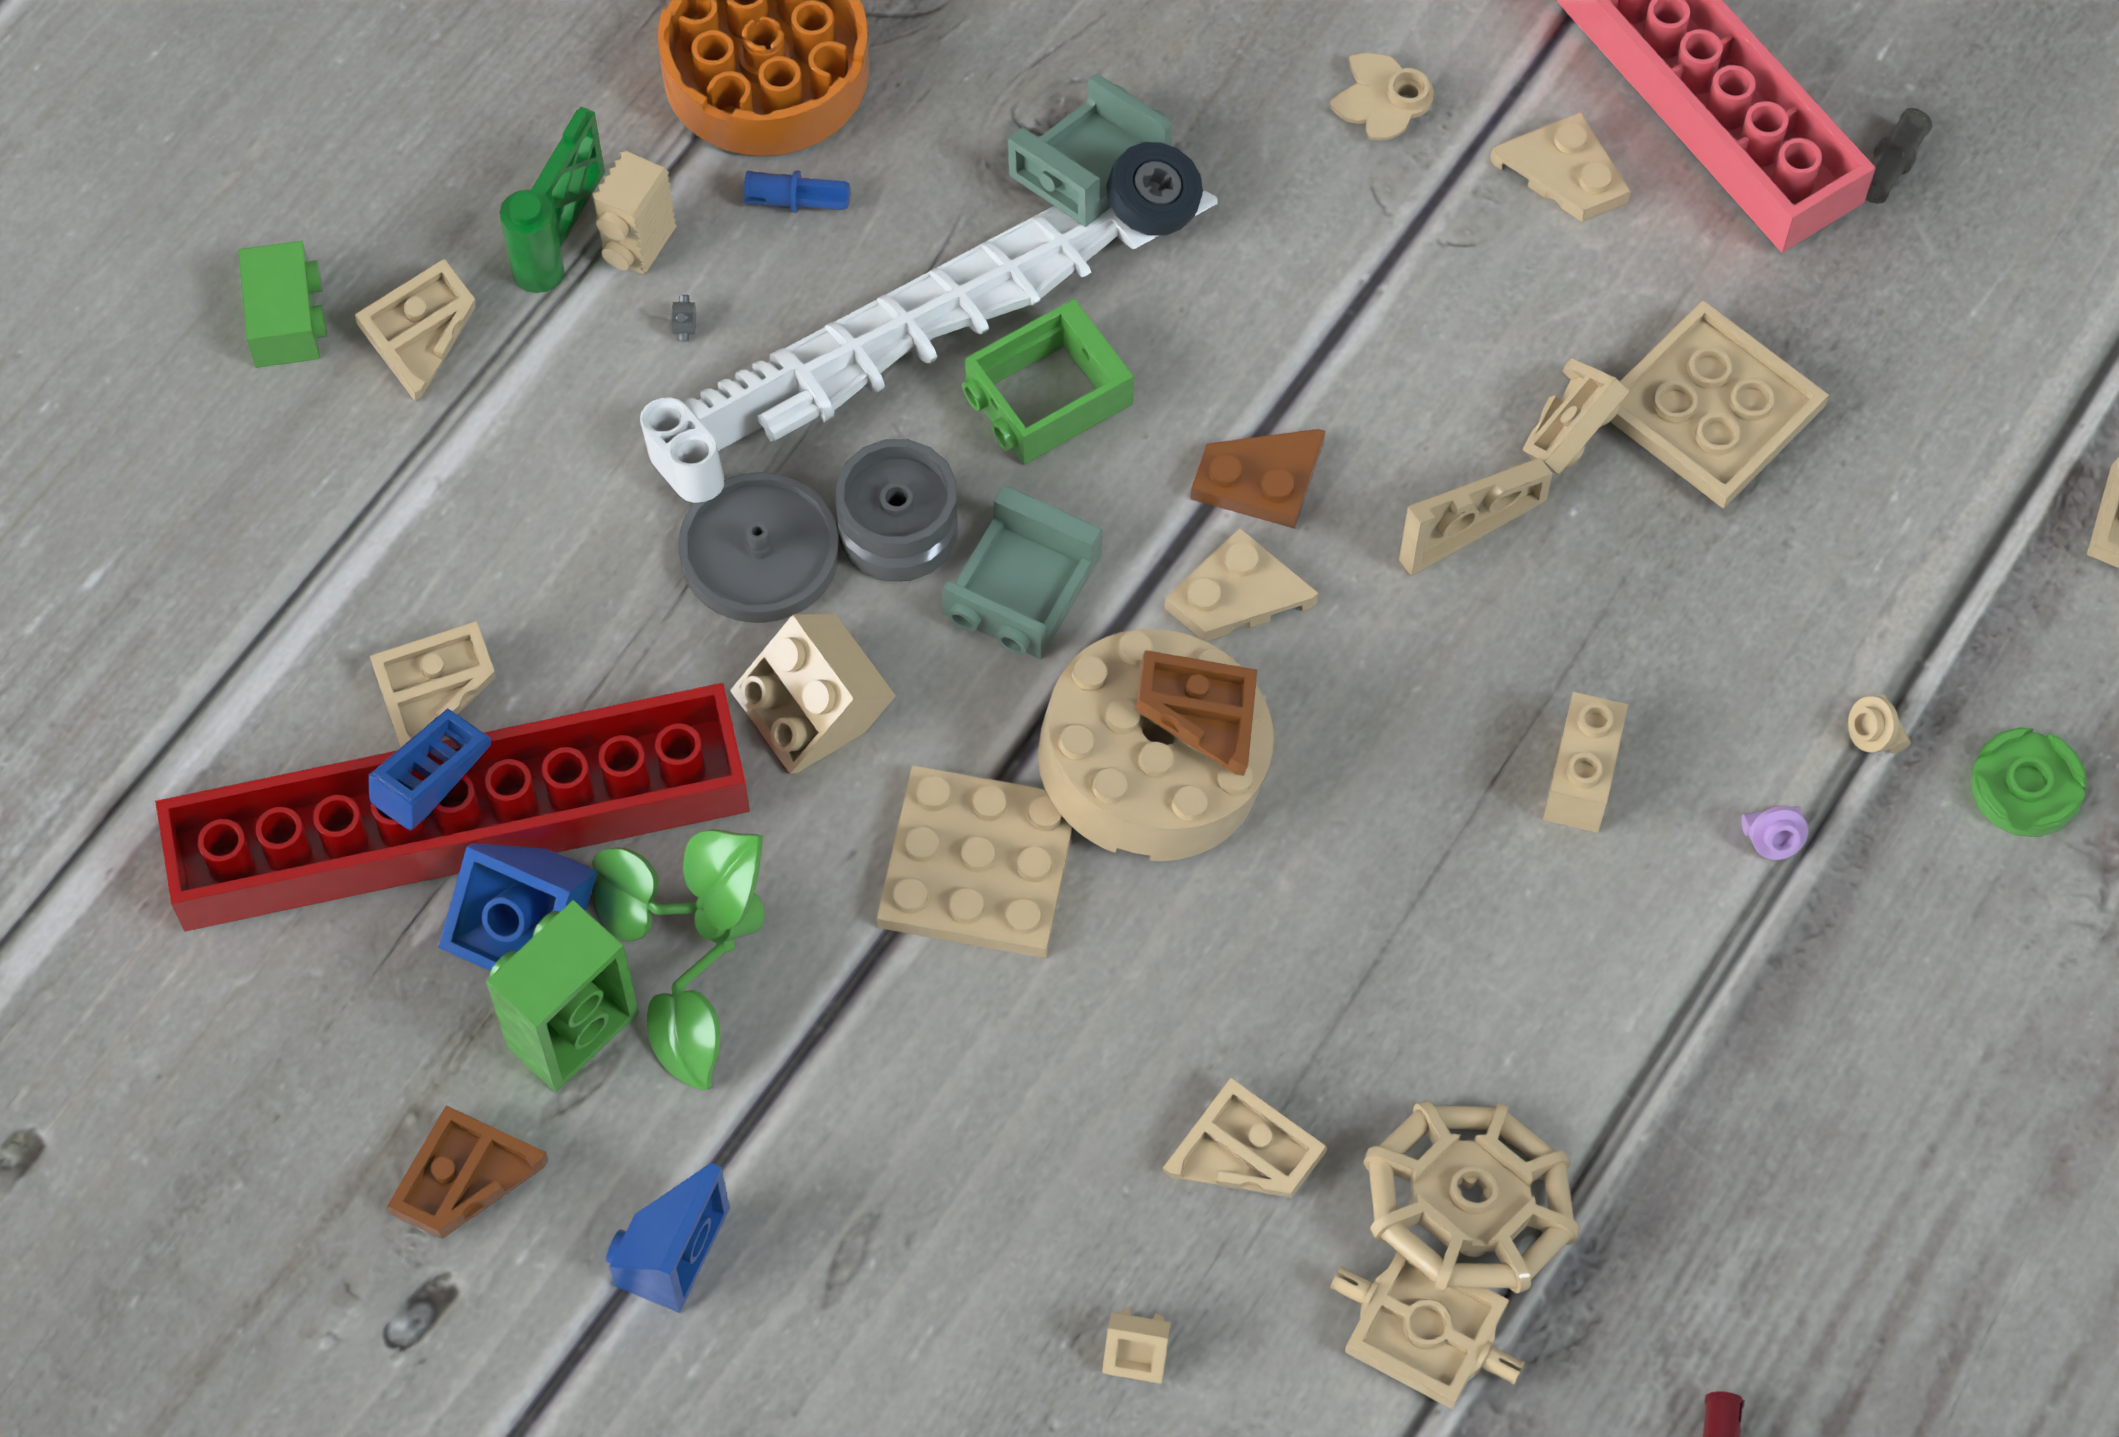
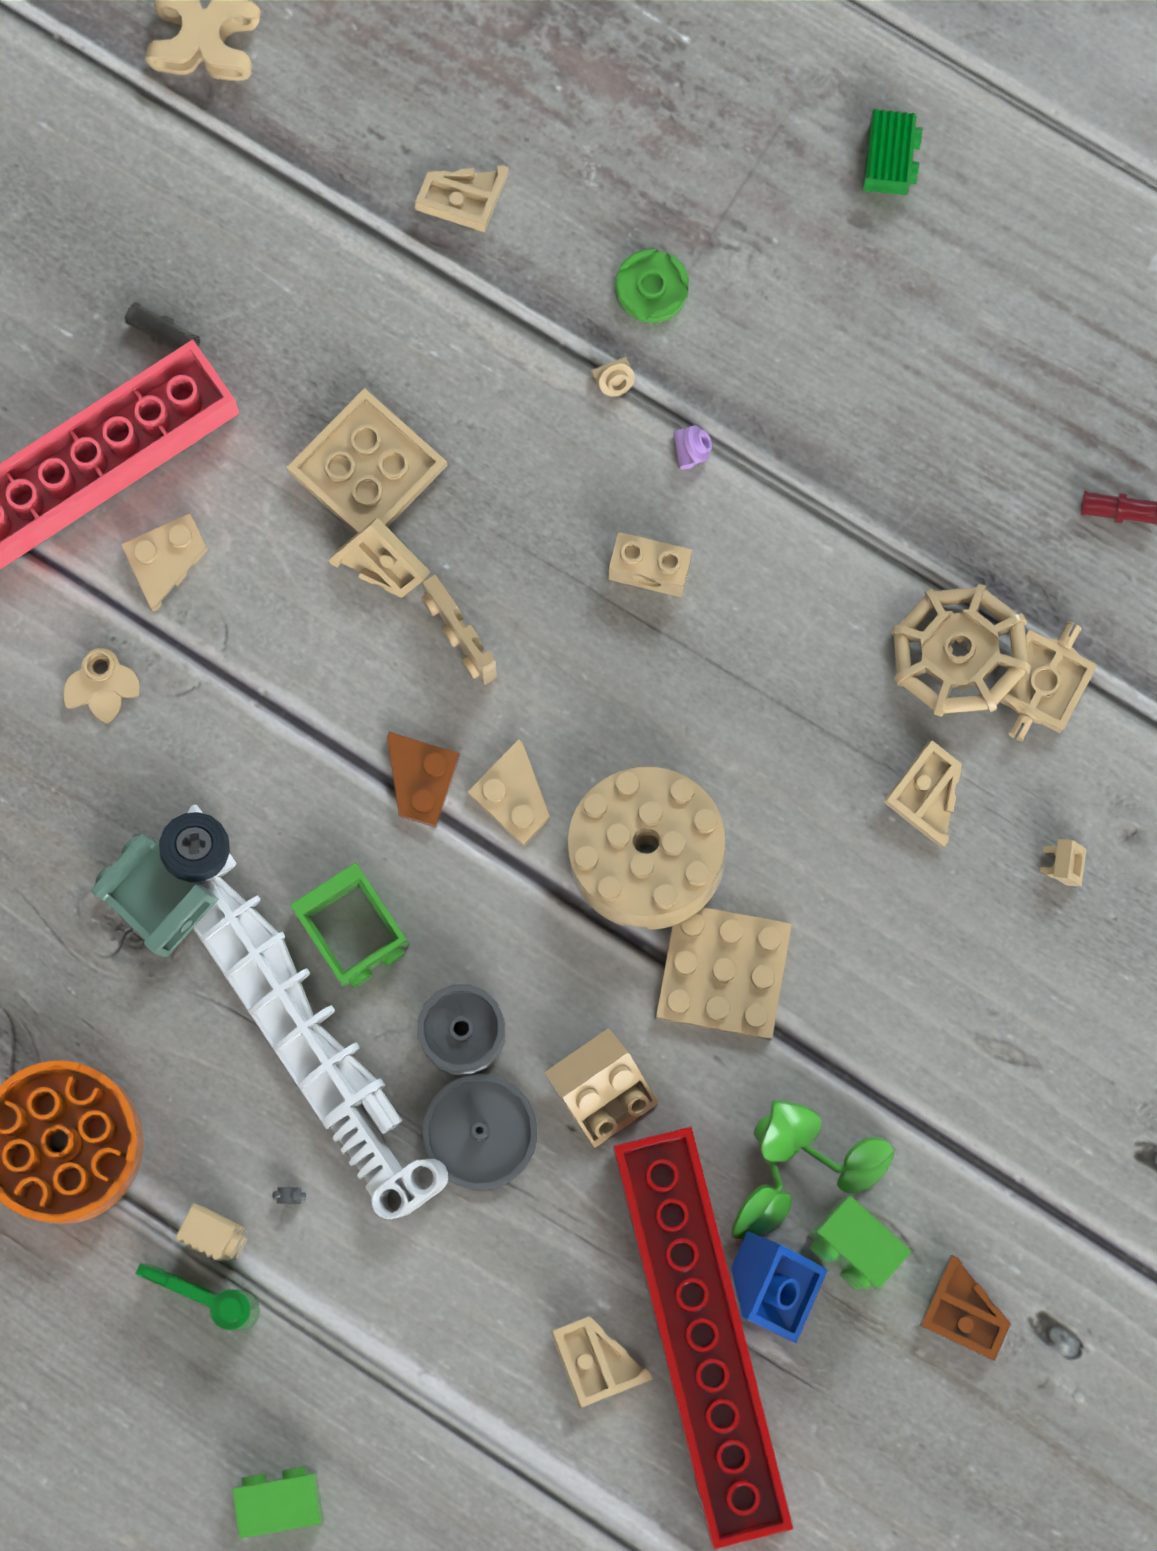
camera: 90 degrees left, 15 degrees up
(408, 798) = (718, 1370): blue slope -> none
(418, 324) = (295, 1395): tan wing -> none
(670, 1240) = (1016, 1167): blue slope -> none
(794, 191) = (179, 1115): blue axle -> none
(1023, 573) = (506, 944): sand green panel -> none
(1200, 704) = (638, 810): dark orange wing -> none

